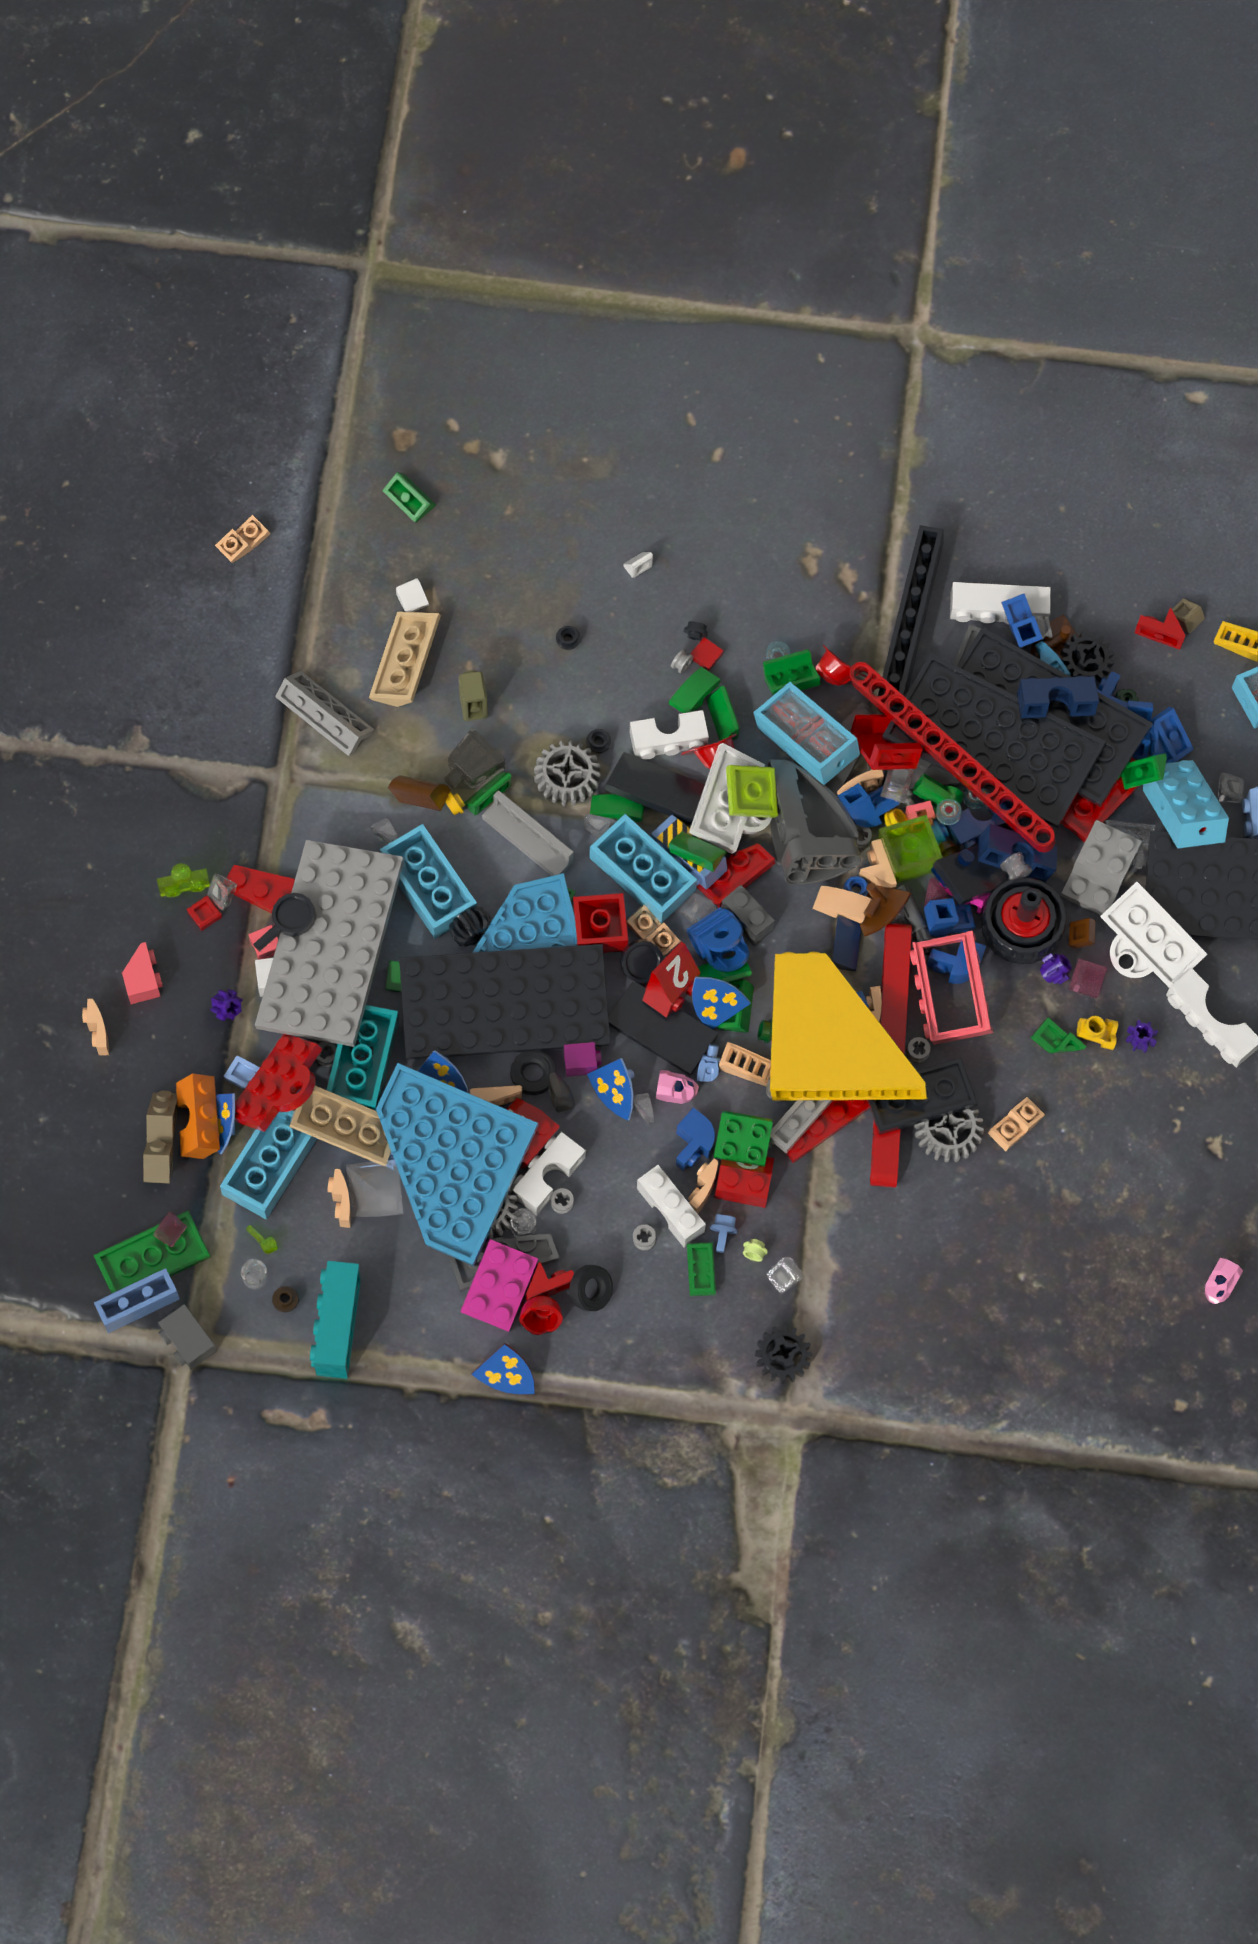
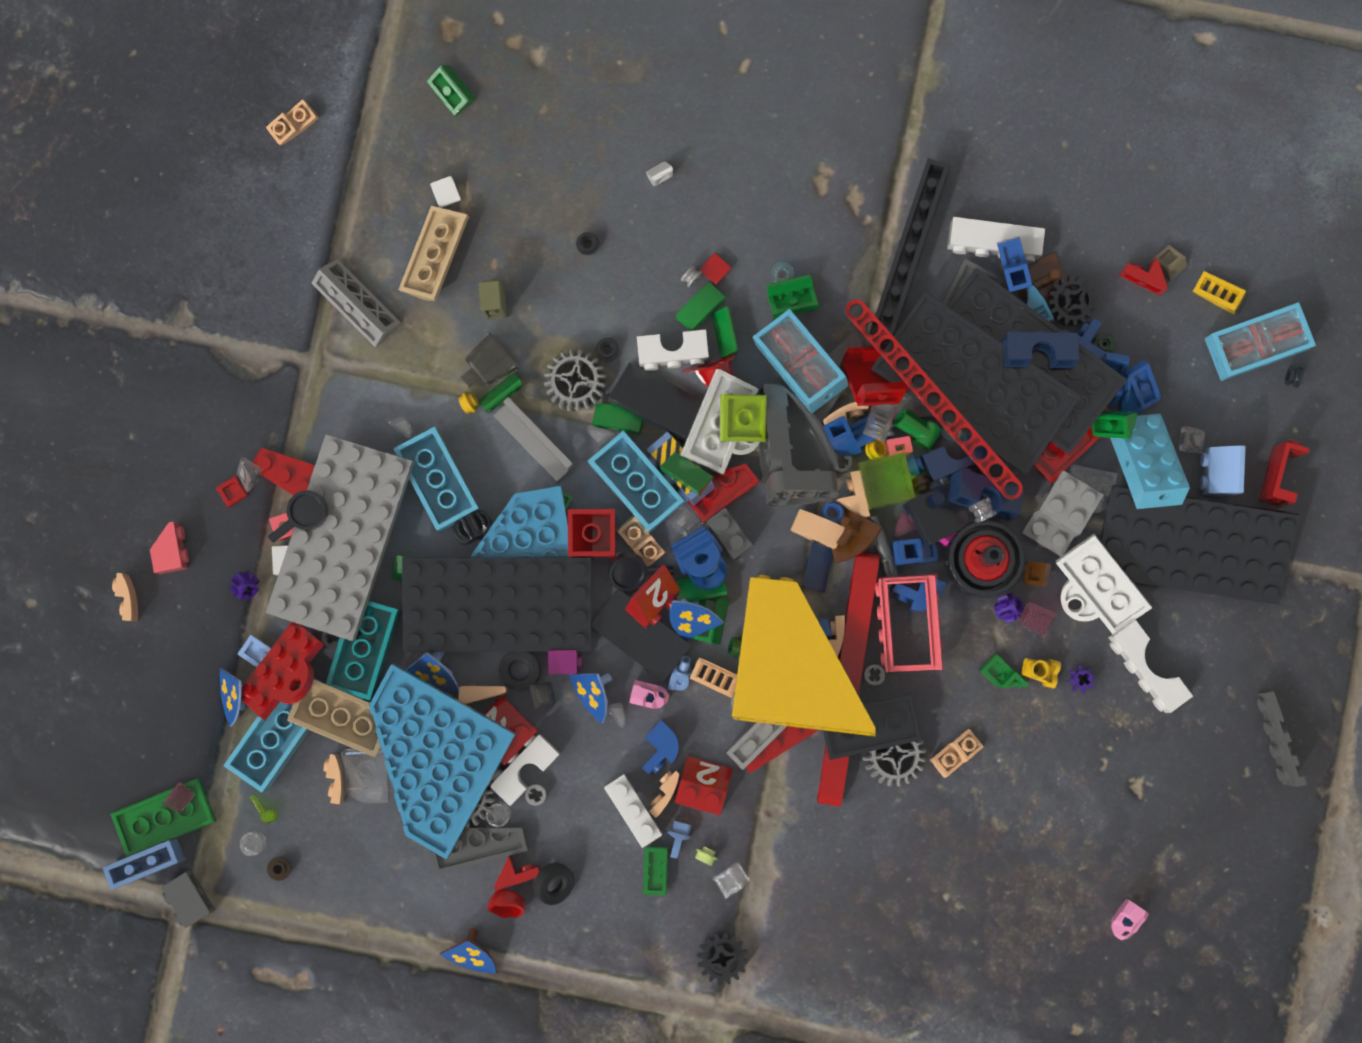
camera: 10 degrees right, 15 degrees up
(160, 1137) = (175, 703): dark tan arch -> none
(183, 880) = (209, 460): clear neon green plate -> none
(201, 1134) = (212, 676): orange arch -> none
(337, 1319) = (321, 898): teal brick -> none
(419, 792) = (436, 390): reddish brown brick -> none
(499, 1285) = (470, 874): dark pink plate -> none
(637, 1234) = (612, 839): light grey bush -> none
(696, 630) = (707, 246): black plate -> none
(743, 1138) = (703, 757): green bracket -> none
(834, 669) = (834, 294): red piece -> none
(948, 811) = (925, 449): clear light blue tile -> none
(1044, 627) = (1035, 268): light grey bush -> none

